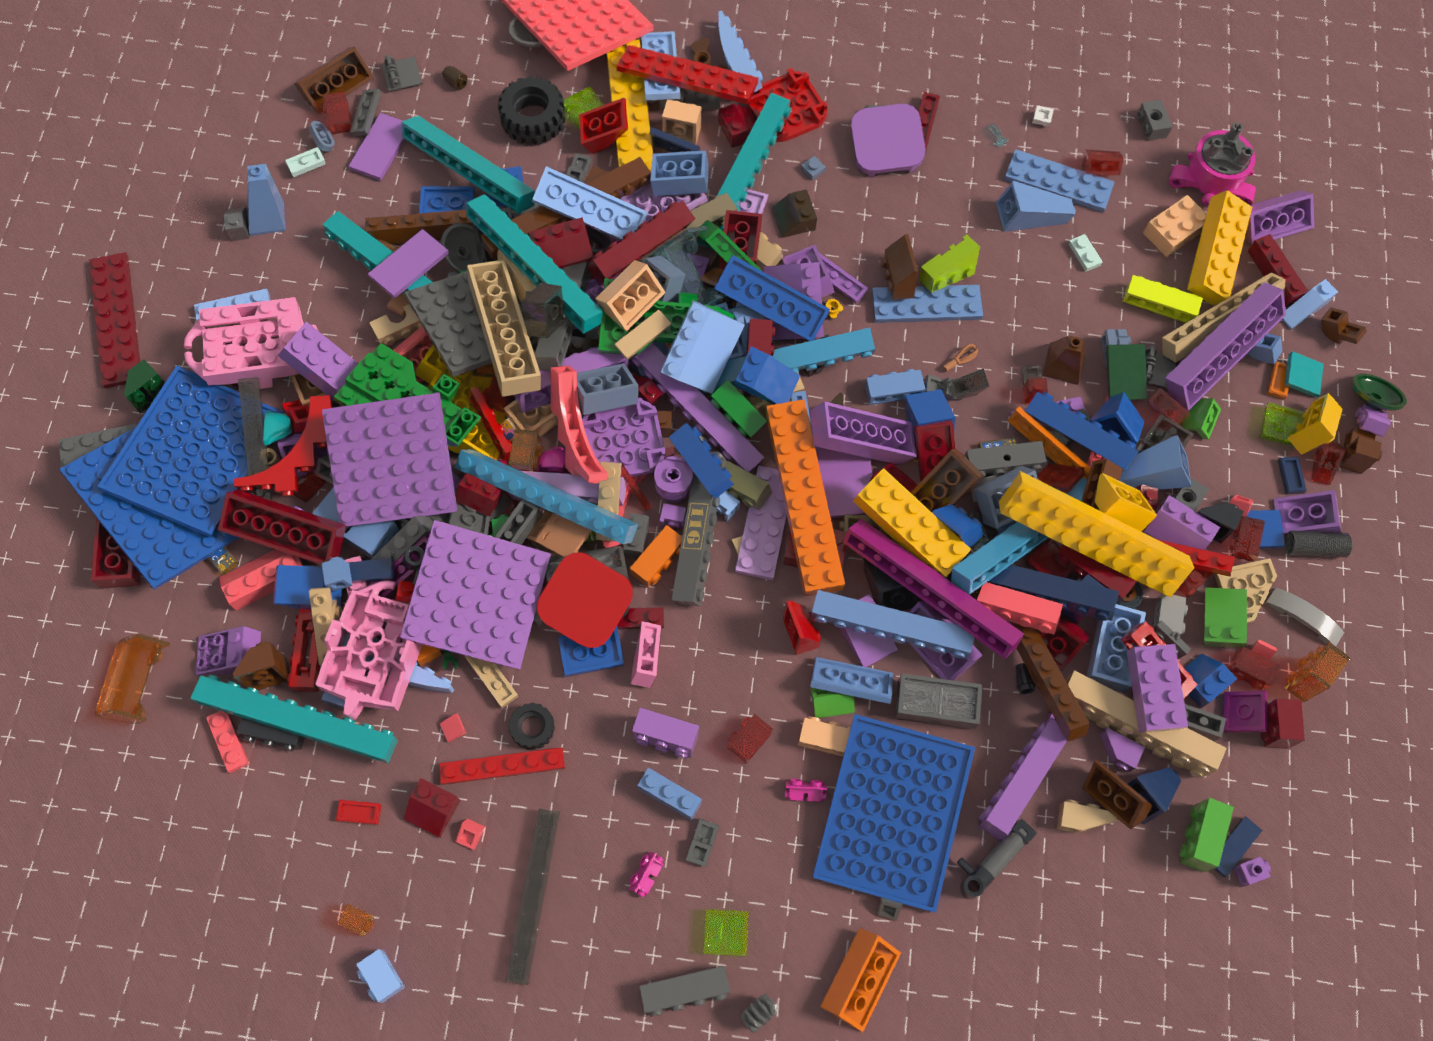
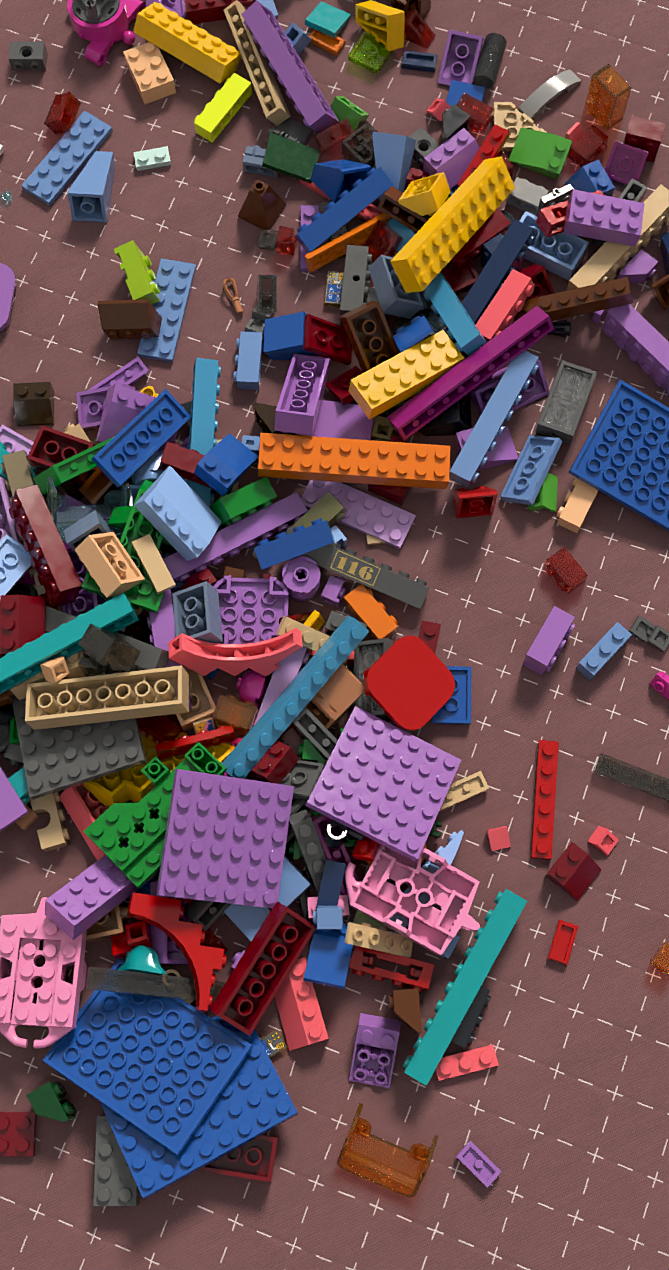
camera: 70 degrees left, 5 degrees up
(131, 771) = (478, 1163): none -> medium lavender plate
(520, 276) = (55, 669): none -> light nougat slope
(542, 737) = (513, 749): black tyre -> none
(636, 505) = (315, 620): none -> yellow tile
(646, 655) = (471, 645): bright pink slope -> none
(813, 789) = (622, 526): dark pink hinge -> none

